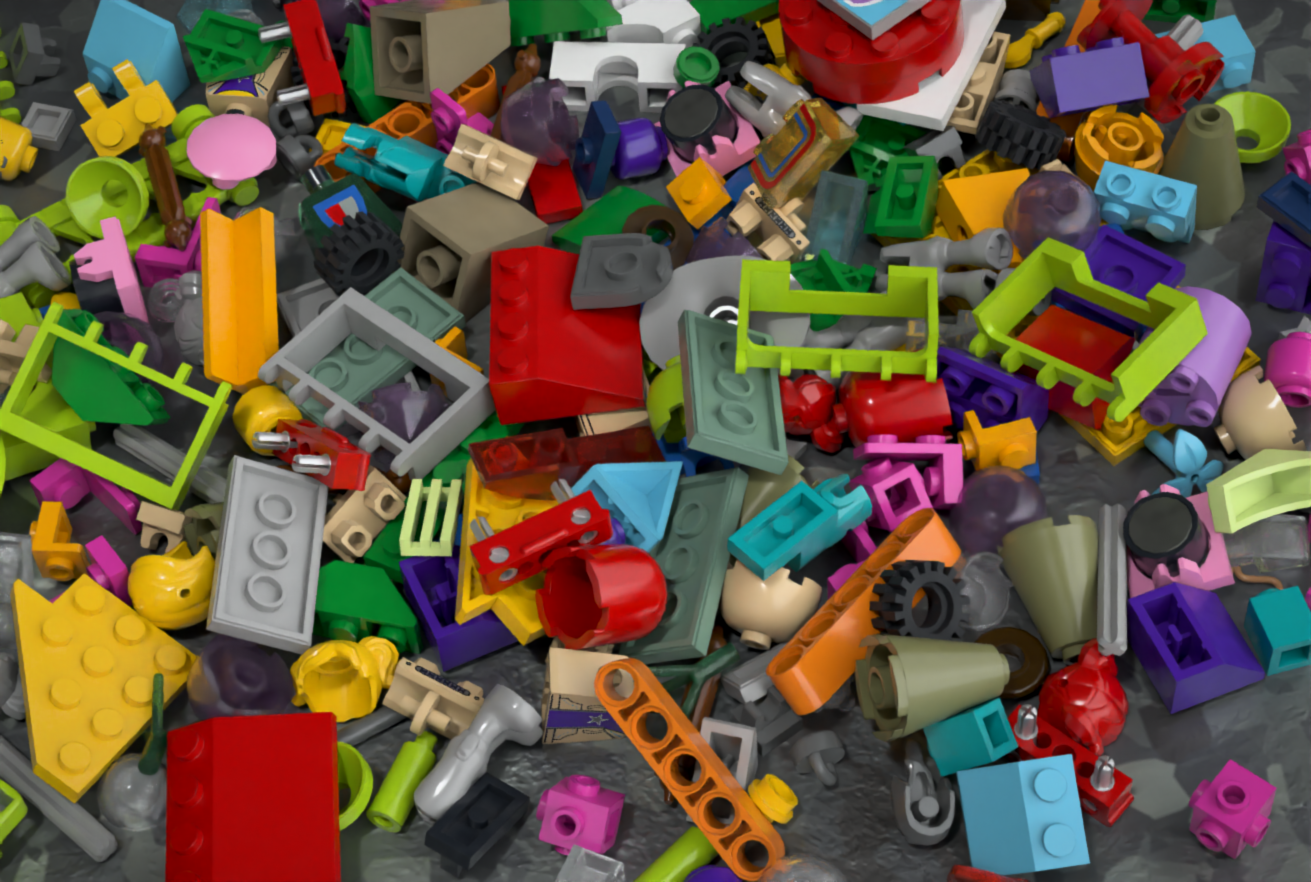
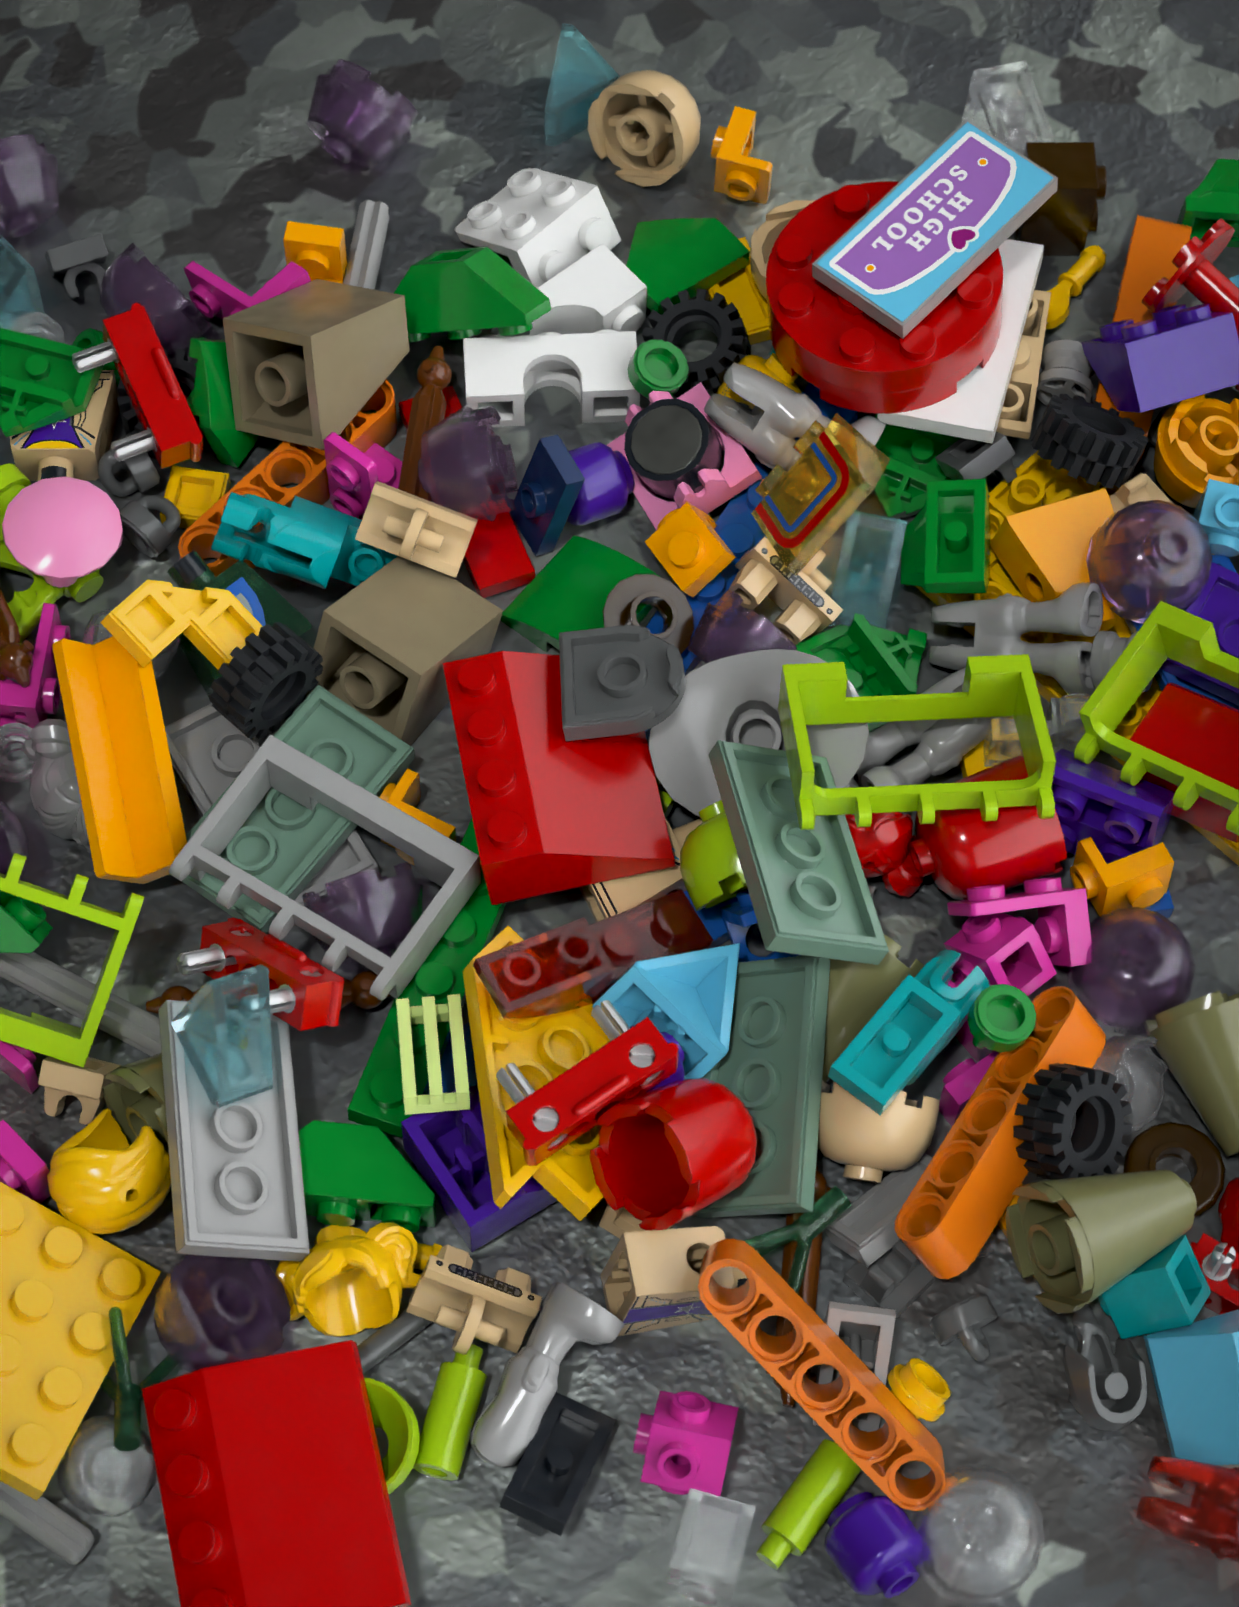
camera: 15 degrees left, 10 degrees up
(259, 412) = (175, 915): yellow head -> none
(274, 478) = (230, 1035): none -> clear light blue slope
(282, 200) = (160, 613): none -> yellow tile
(361, 516) = (329, 1054): tan hips -> none
(873, 524) = (1001, 1018): none -> green tile

